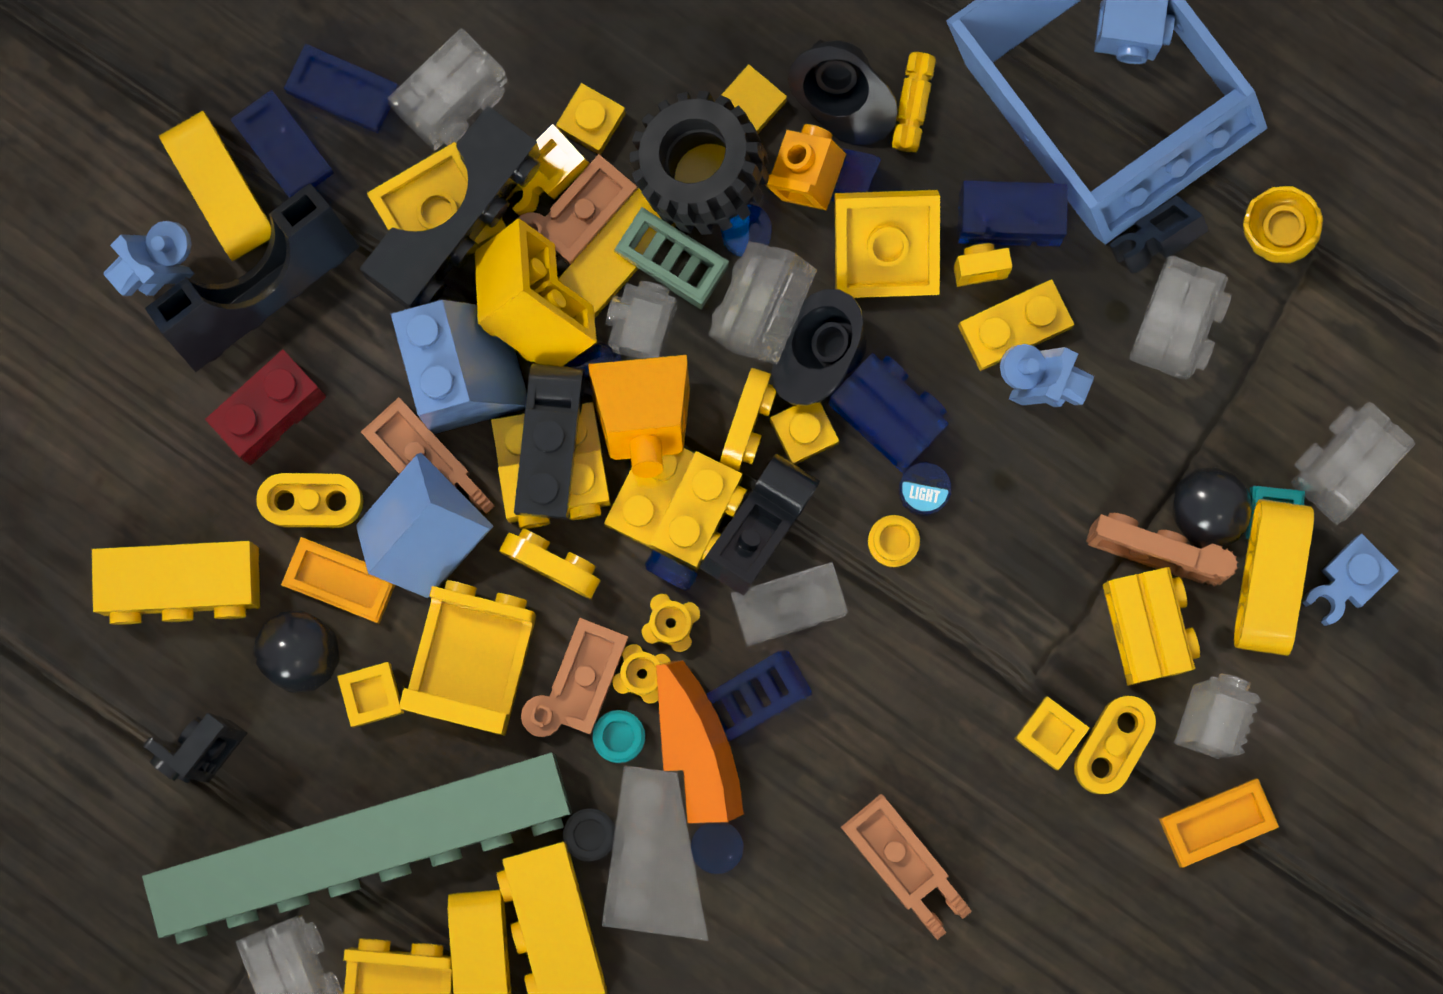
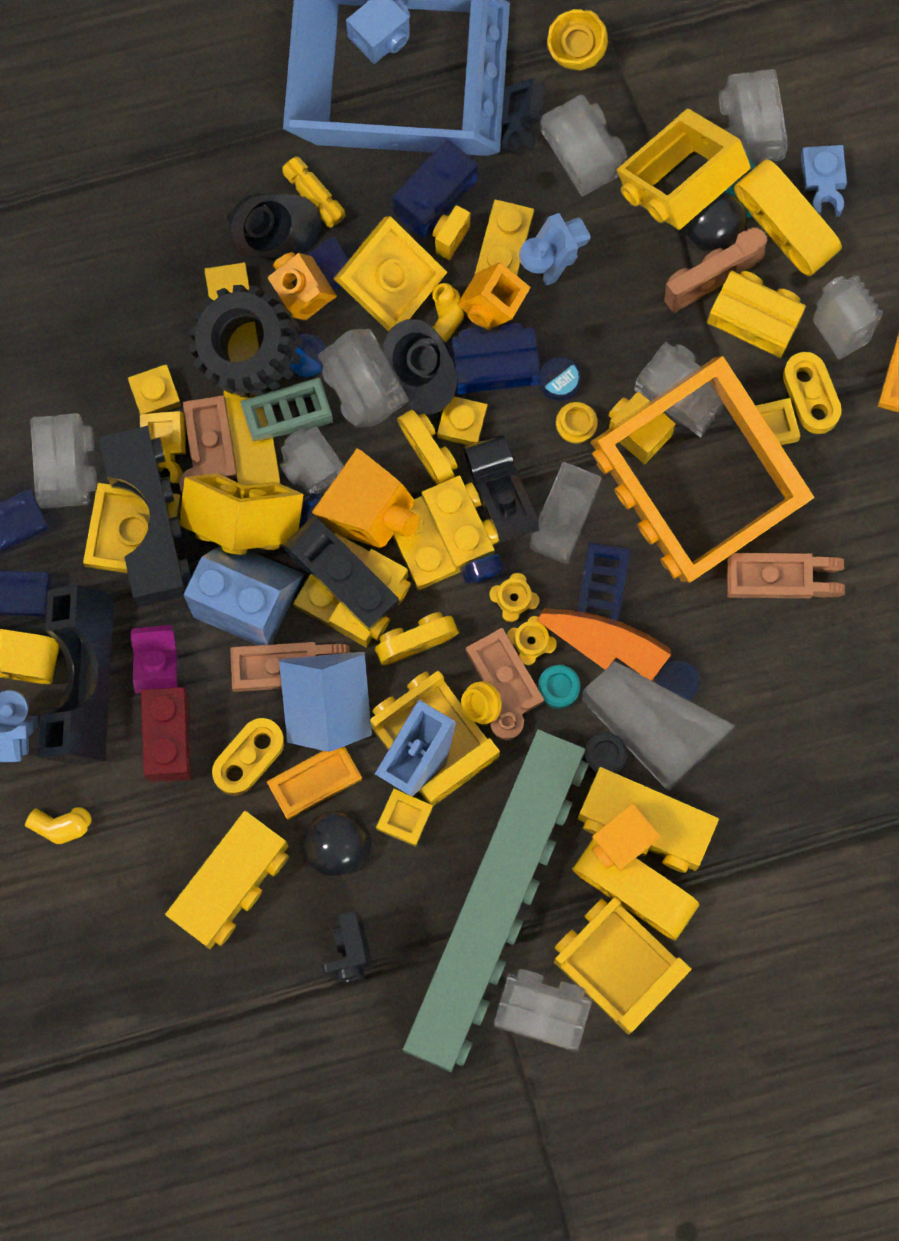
camera: 50 degrees left, 5 degrees down
(103, 385) = (61, 829): none -> yellow arm
(328, 337) = (154, 658): none -> magenta bracket
(435, 656) = (418, 749): none -> medium blue slope
(506, 924) = (624, 838): none -> light orange brick
(536, 677) = (481, 703): none -> yellow plate
(843, 699) = (757, 434): none -> light orange window
(903, 328) = (448, 311): none -> yellow arm
(938, 605) = (649, 437): none -> yellow brick
(947, 359) = (493, 296): none -> light orange brick
(1013, 616) = (666, 369): none -> clear brick
(1237, 404) = (669, 148): none -> yellow window

